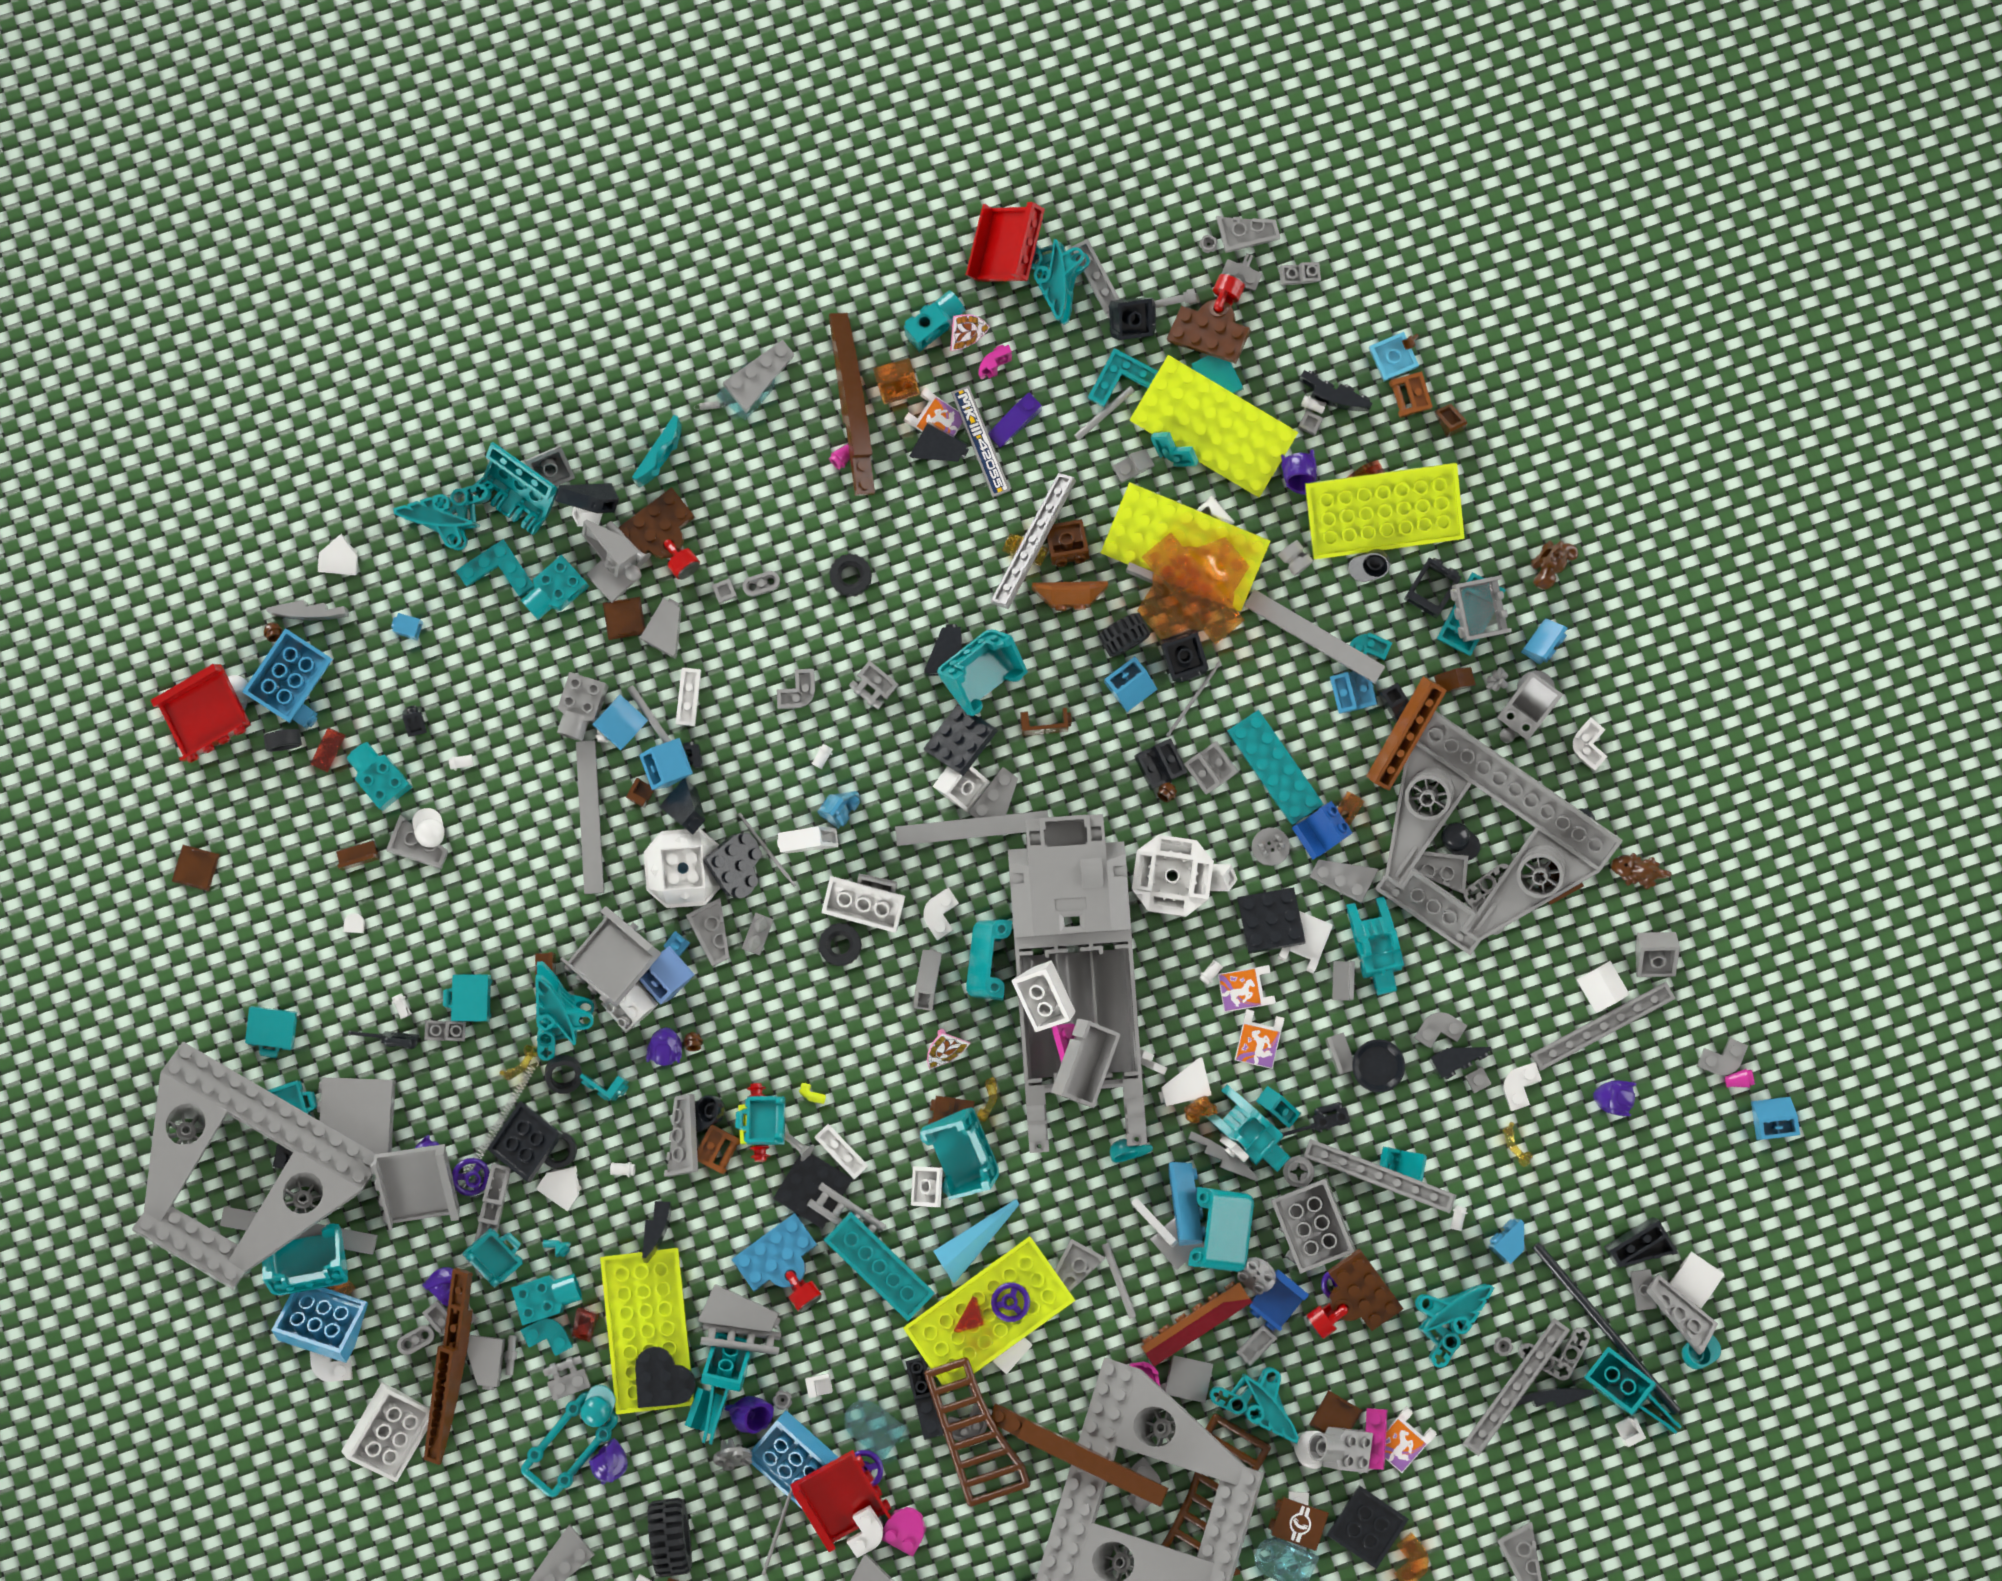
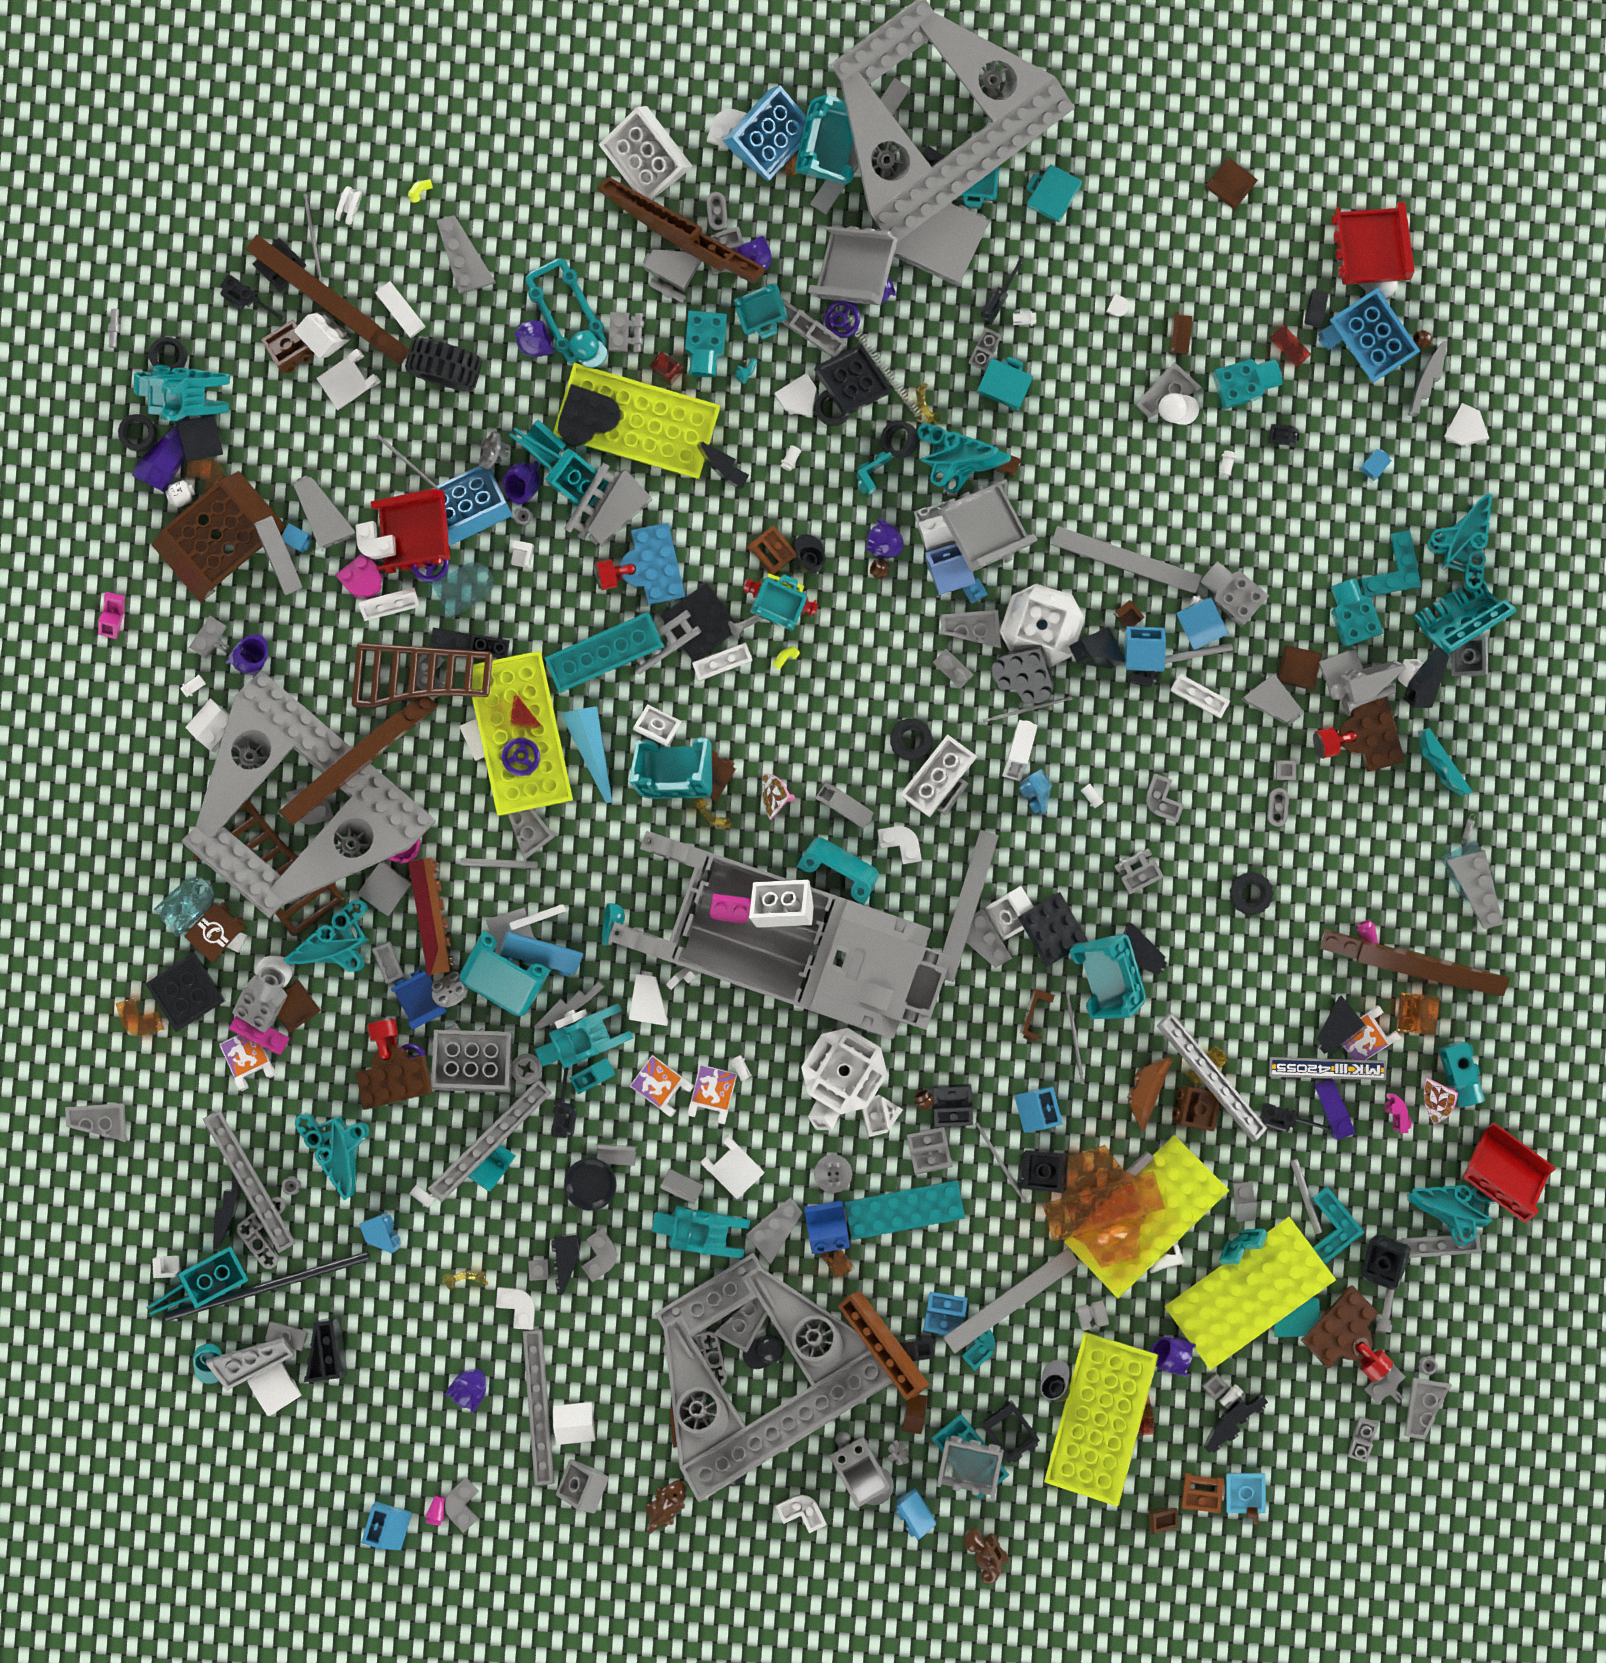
camera: 115 degrees right, 5 degrees up
(550, 1330) = (674, 334): teal plate -> none
(683, 1138) = (796, 524): light grey wing -> none
(919, 1492) = (389, 604): none -> white plate
(1040, 457) = (1288, 1117): none -> black piece
(1051, 679) = (1075, 1038): none -> light grey piece
(1085, 1063) = (704, 915): light grey piece -> none
(1124, 634) = (1087, 1123): black tyre -> none
(1199, 825) = (880, 1116): none -> white slope
(1199, 1108) = (622, 1003): clear orange plate -> none
(1271, 920) = (764, 1144): black plate -> none

